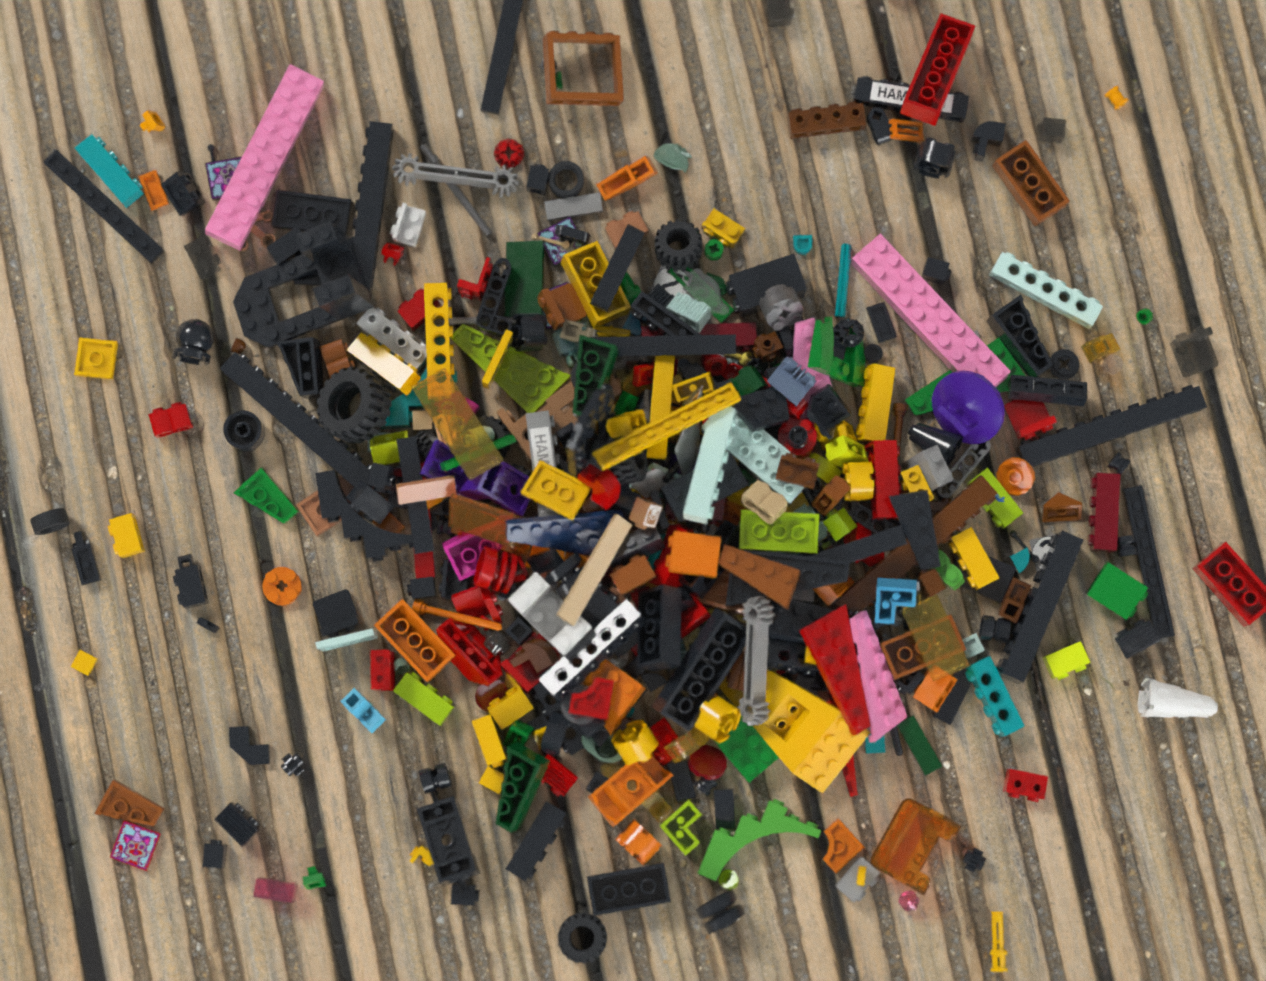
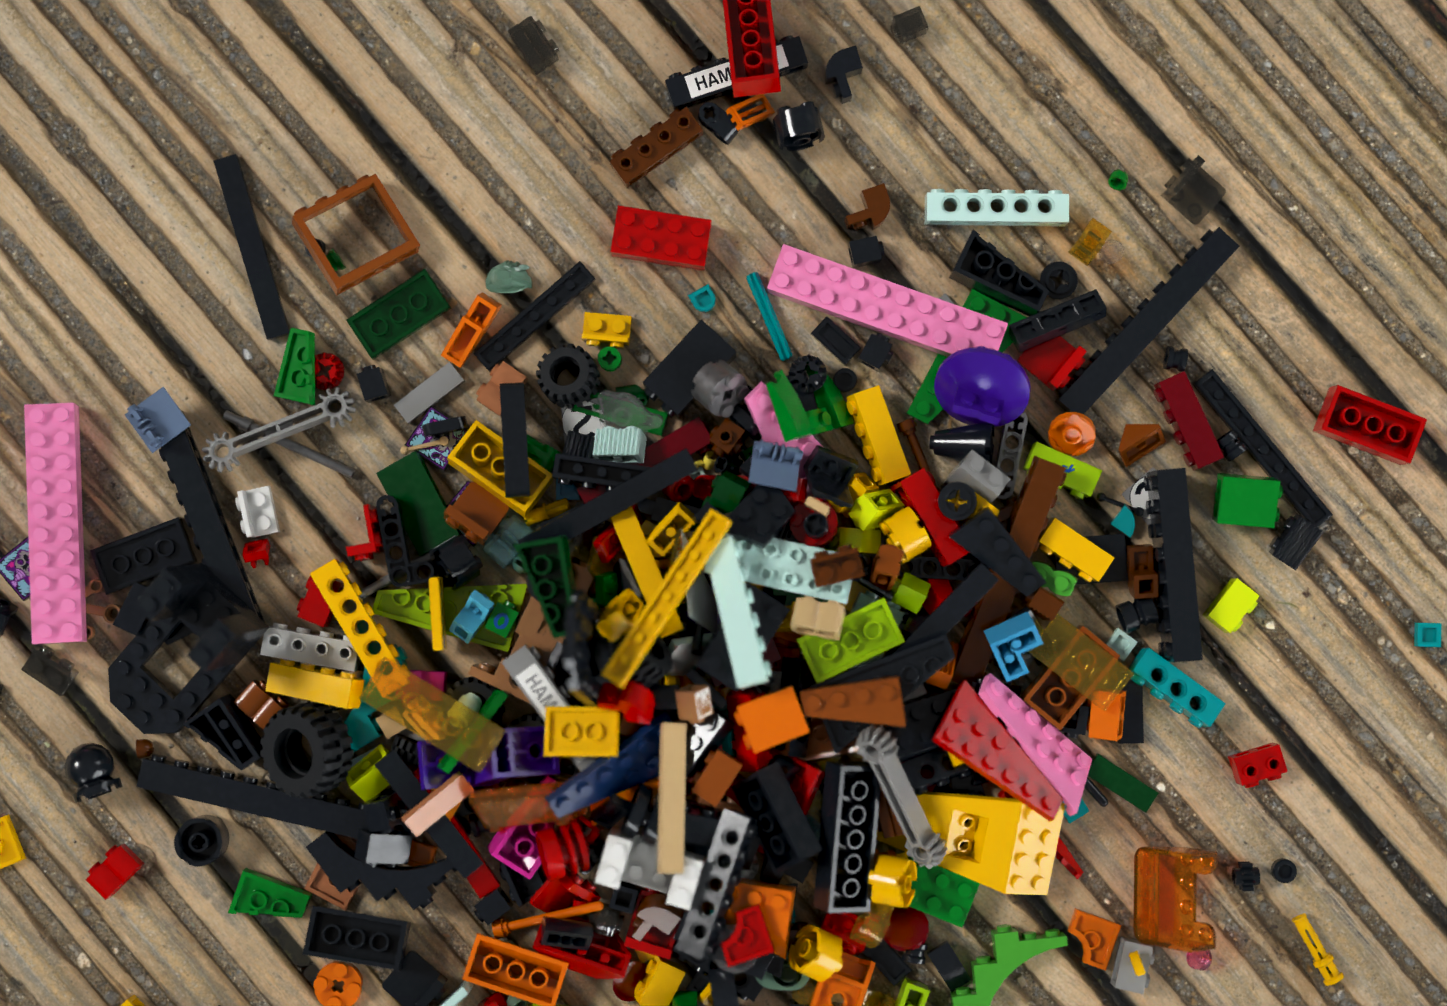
camera: 30 degrees left, 5 degrees up
(315, 557) = (356, 938): none -> black brick
(375, 123) = (157, 419): none -> sand blue hinge
(465, 632) = (566, 933): none -> black brick
(491, 140) = (297, 369): none -> green wing
(520, 375) = (472, 616): none -> medium azure brick
(540, 389) = (503, 618): none -> green brick
(561, 166) = (392, 354): black tyre -> none
(572, 329) = (505, 536): dark tan plate -> none
(582, 141) = (398, 314): none -> dark green tile
(677, 192) = (534, 316): none -> black tile
(795, 185) = (661, 238): none -> red brick
(805, 423) = (817, 506): none -> tan tile
(823, 517) = (888, 595): none -> black hinge
(905, 345) = (876, 351): none -> black brick
(906, 466) = (950, 492): none -> black gear
(958, 246) = (876, 209): none -> reddish brown brick
(1004, 872) = (1283, 870): none -> black tile
(1030, 183) = (917, 98): dark orange brick -> none
(1172, 701) = (1363, 591): white cone -> none
(1199, 759) = (1427, 634): none -> teal tile

